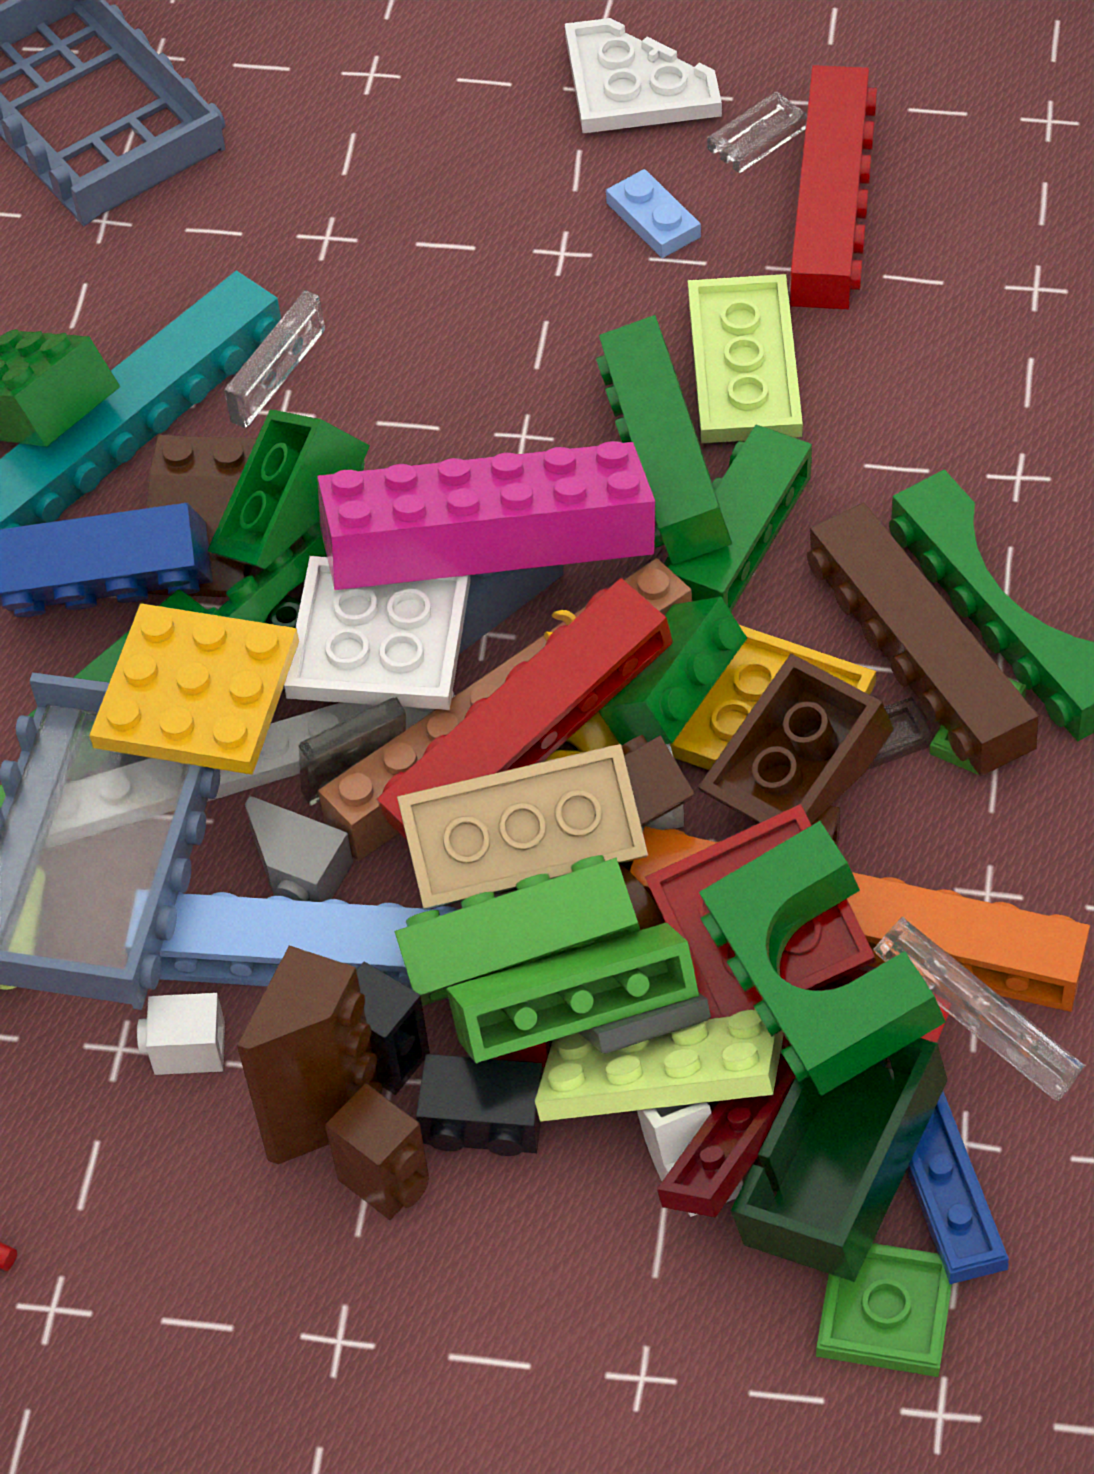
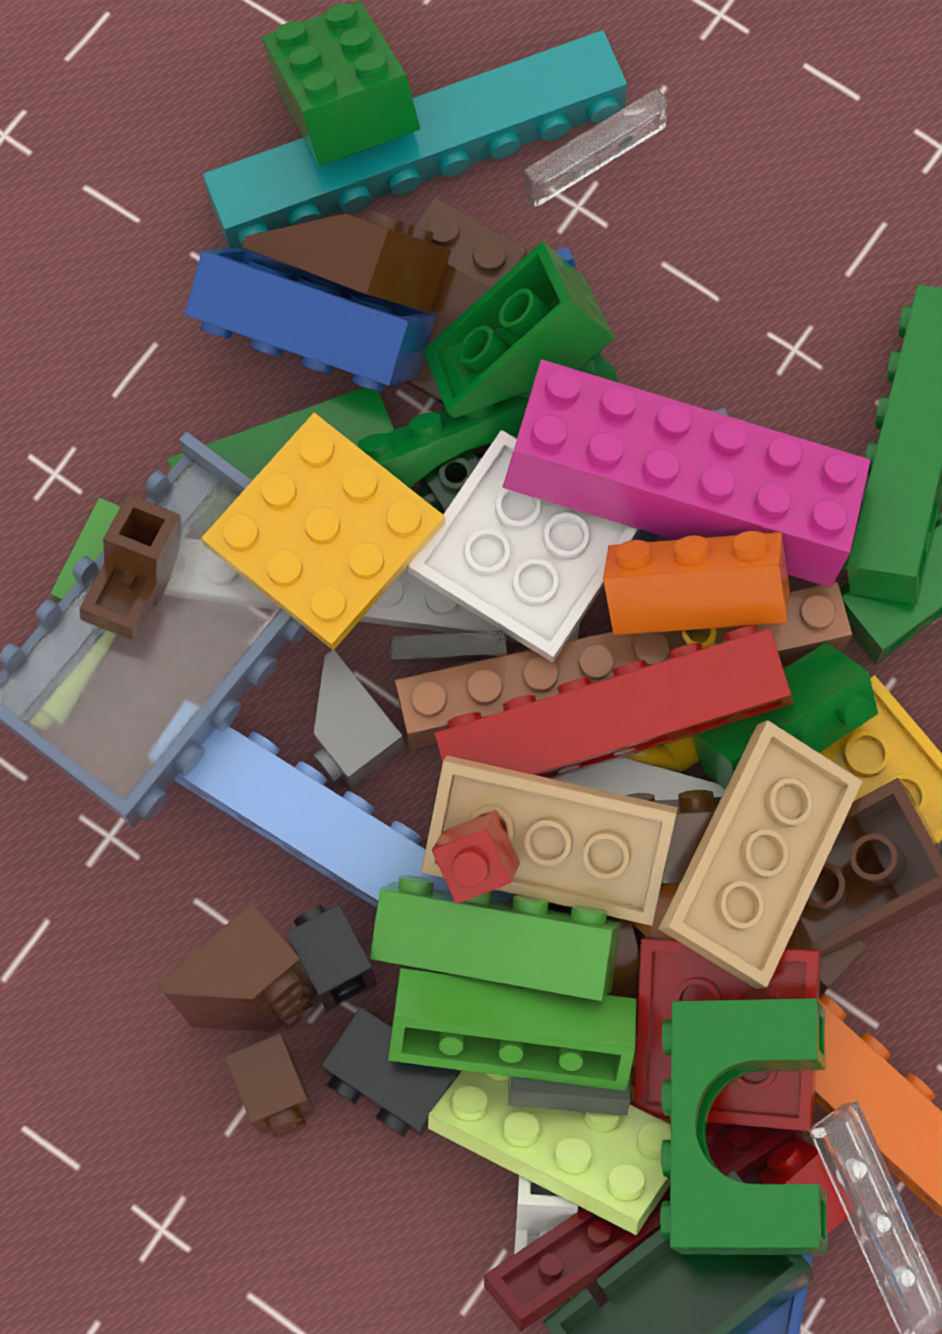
camera: 25 degrees right, 20 degrees up
(39, 785) = (136, 567): none -> reddish brown brick
(115, 478) = (368, 255): none -> reddish brown slope
(183, 1033) = (164, 861): white brick -> none
(466, 854) = (476, 857): none -> red brick
(540, 580) = (697, 583): none -> orange brick
(710, 750) = (761, 855): none -> tan plate

